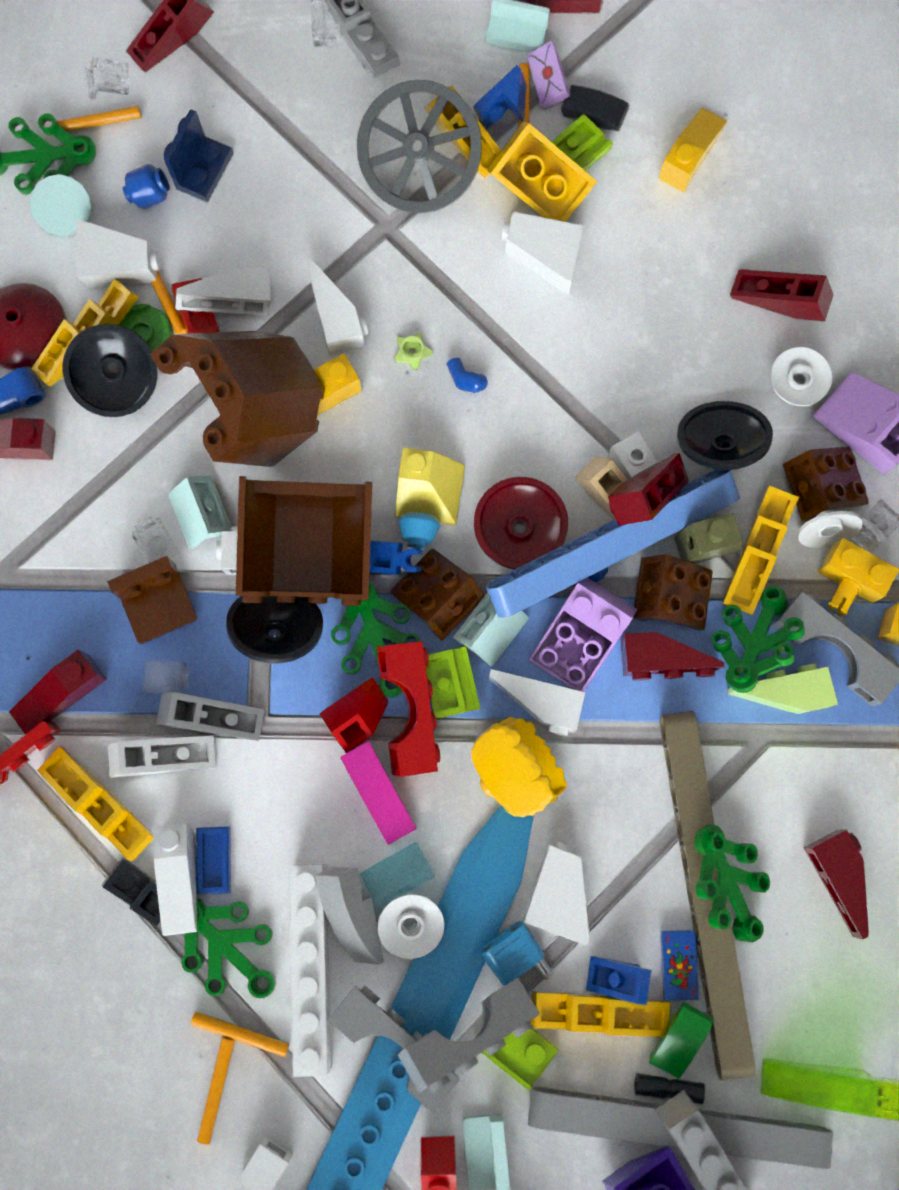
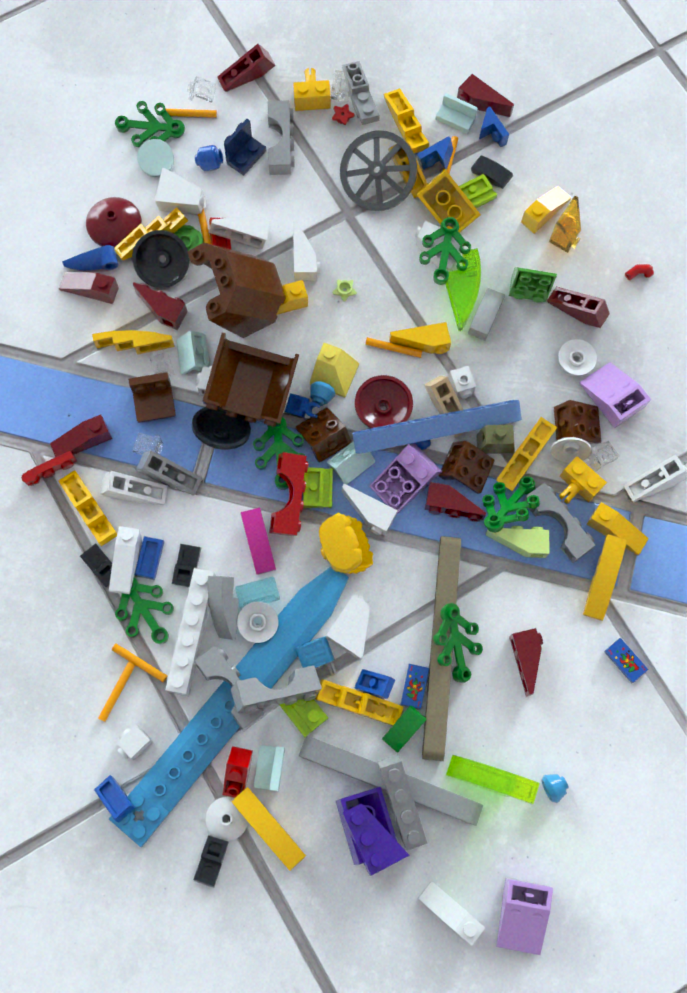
camera: 10 degrees right, 5 degrees down
(110, 511) = (140, 340): none -> yellow slope
(138, 449) = (166, 309): none -> dark red slope
(241, 98) = (280, 156): none -> light grey arch
(274, 857) = (187, 561): none -> black slope
(282, 44) = (311, 93): none -> yellow brick
(339, 75) = (342, 119): none -> red plate
(356, 715) = (256, 491): red slope -> none
(440, 55) = (405, 120): none -> yellow slope
(466, 380) = (372, 313): blue arm -> none
(478, 426) = (393, 347): none -> light orange bar
(548, 75) = (468, 146): lavender tile -> none
(557, 249) = (445, 248): none -> green plant
(561, 401) = (429, 338): none -> yellow slope
(581, 33) = (493, 126): none -> blue slope
(599, 304) = (464, 288): none -> clear neon green slope
(643, 340) = (486, 314): none -> light grey slope
(648, 492) = (465, 400): dark red slope -> none
(664, 1088) = (381, 753): black piece -> none
(703, 275) = (531, 284): none -> bright green slope
(725, 435) = (520, 380): black dish -> none
(738, 171) = (567, 227): none -> clear yellow slope
(870, 210) = (647, 269): none -> red arm

